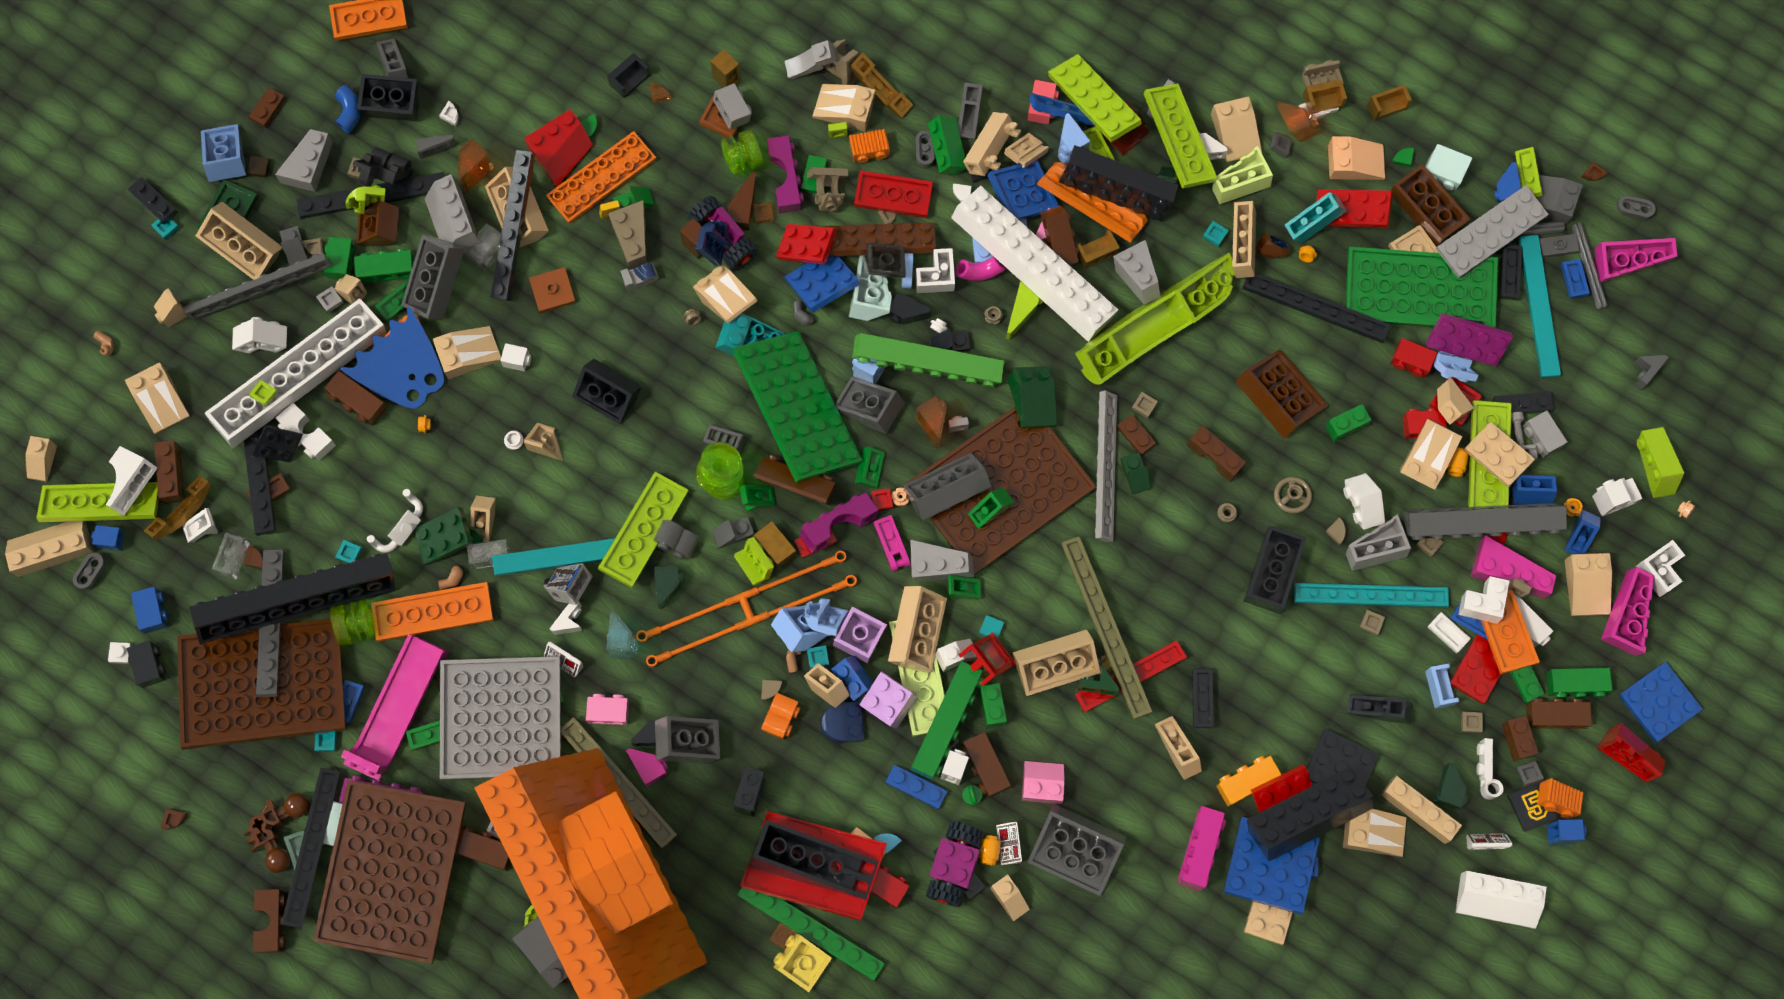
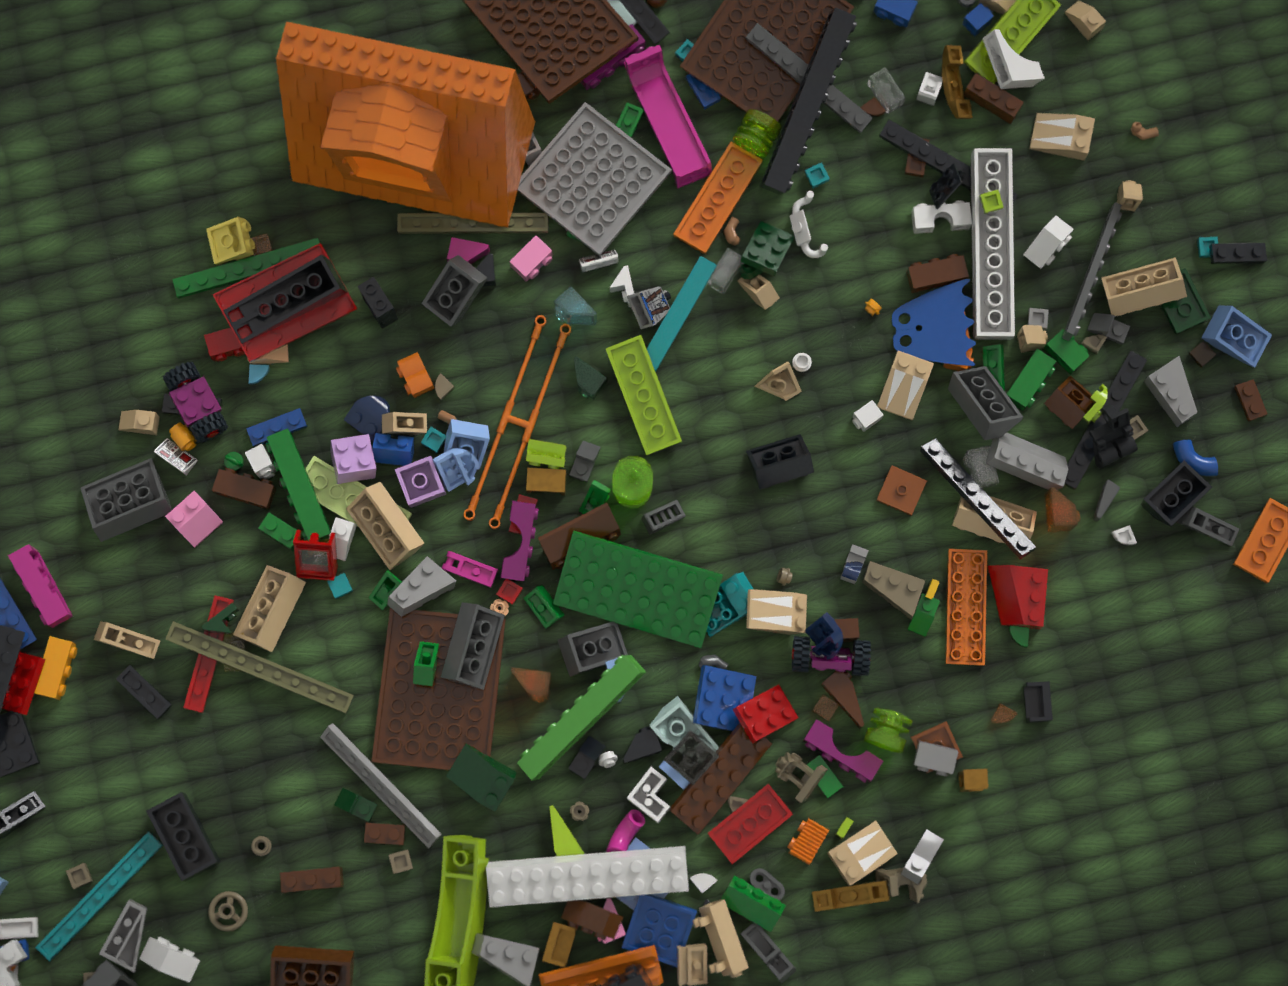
camera: 135 degrees right, 5 degrees up
(676, 539) = (614, 411): dark grey brick -> none
(958, 423) = (516, 702): light grey plate -> none
(1337, 531) = (169, 918): dark tan tile -> none

